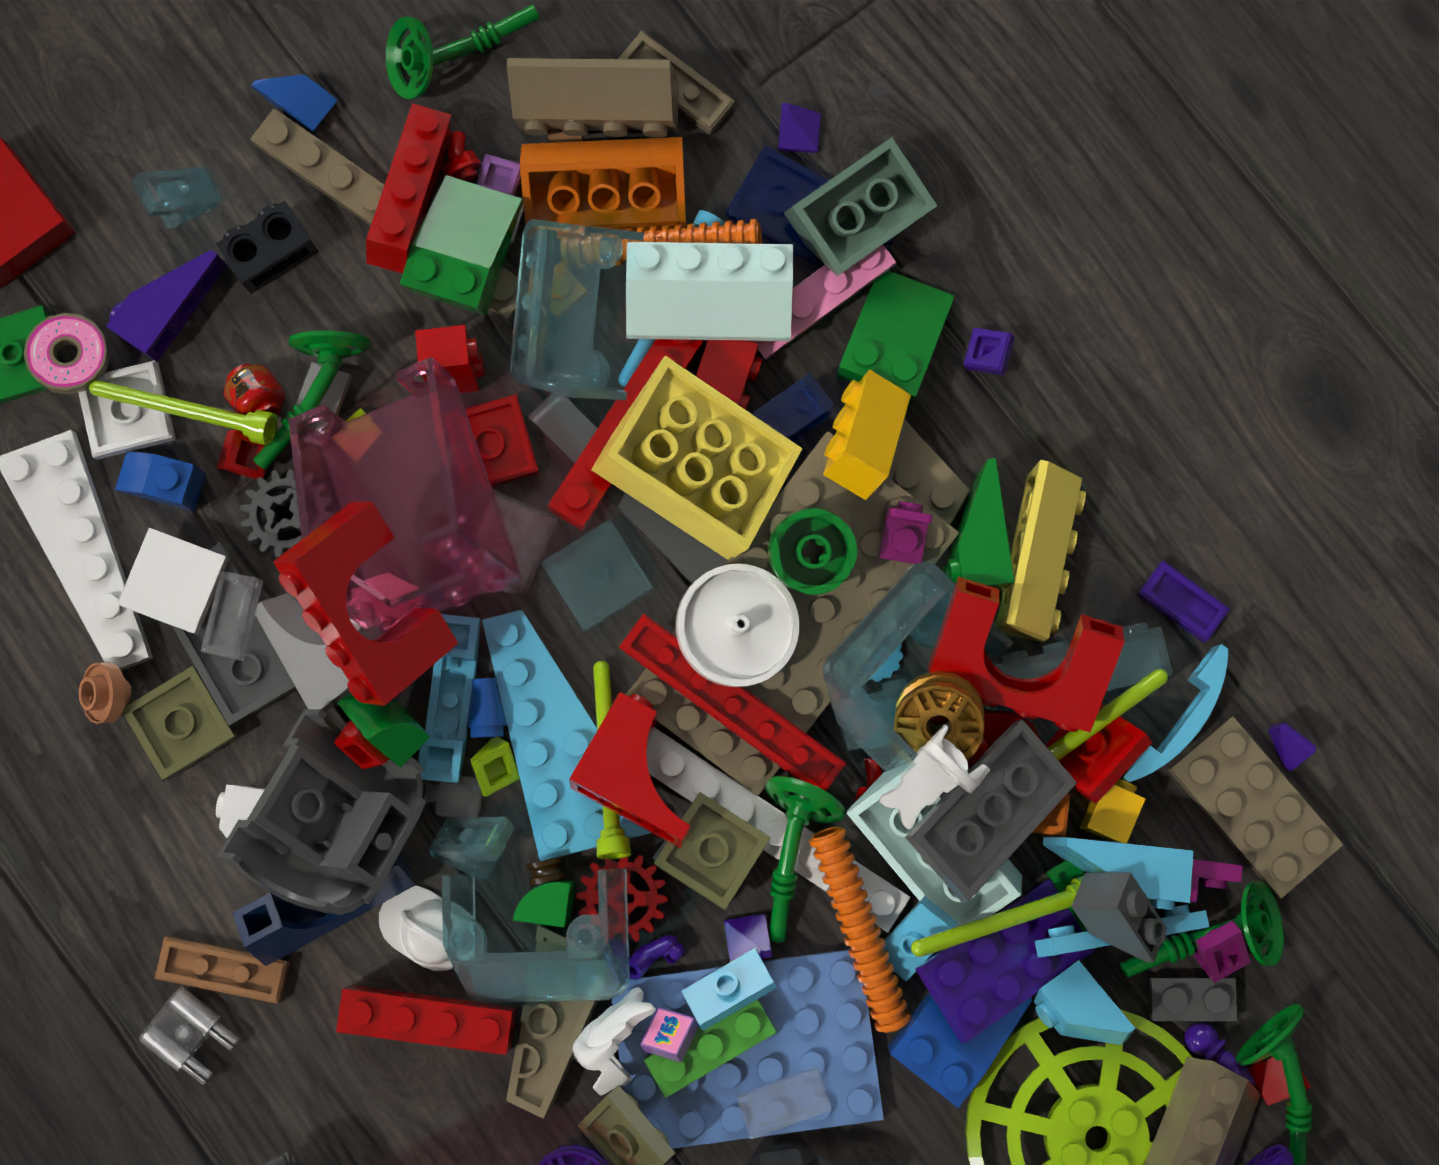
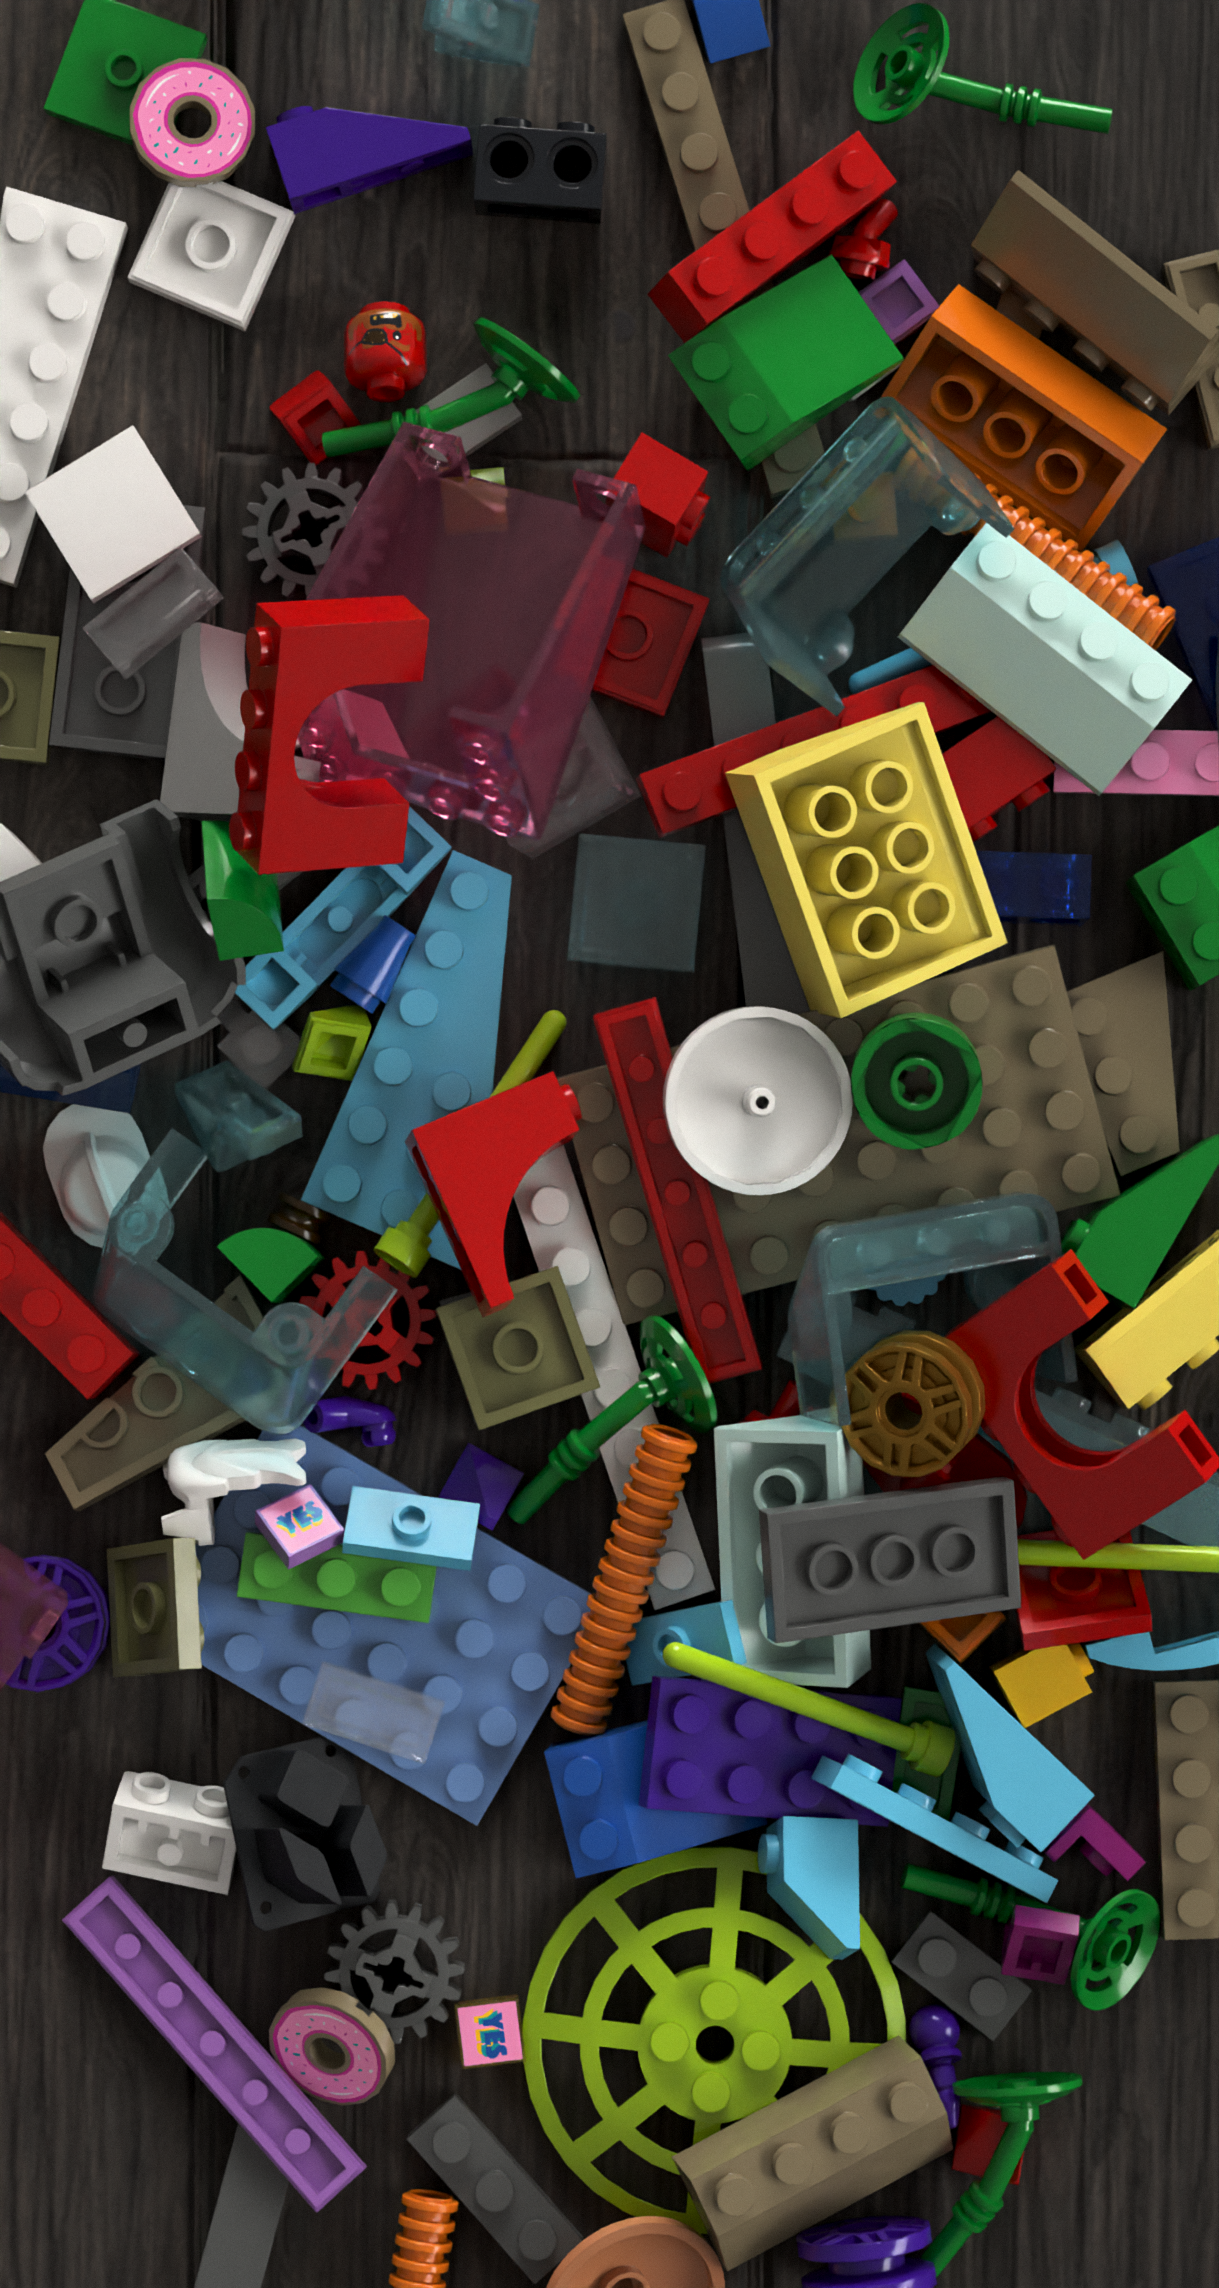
camera: 40 degrees right, 5 degrees up
(161, 480) = (189, 370): blue slope -> none
(257, 426) = (359, 399): lime piece -> none
(359, 748) = (188, 898): red slope -> none
(866, 434) = (1097, 987): yellow brick -> none
(904, 533) = (1048, 1145): magenta bracket -> none
(934, 770) = (857, 1459): white hair -> none
(1120, 913) = (946, 1800): dark grey slope -> none

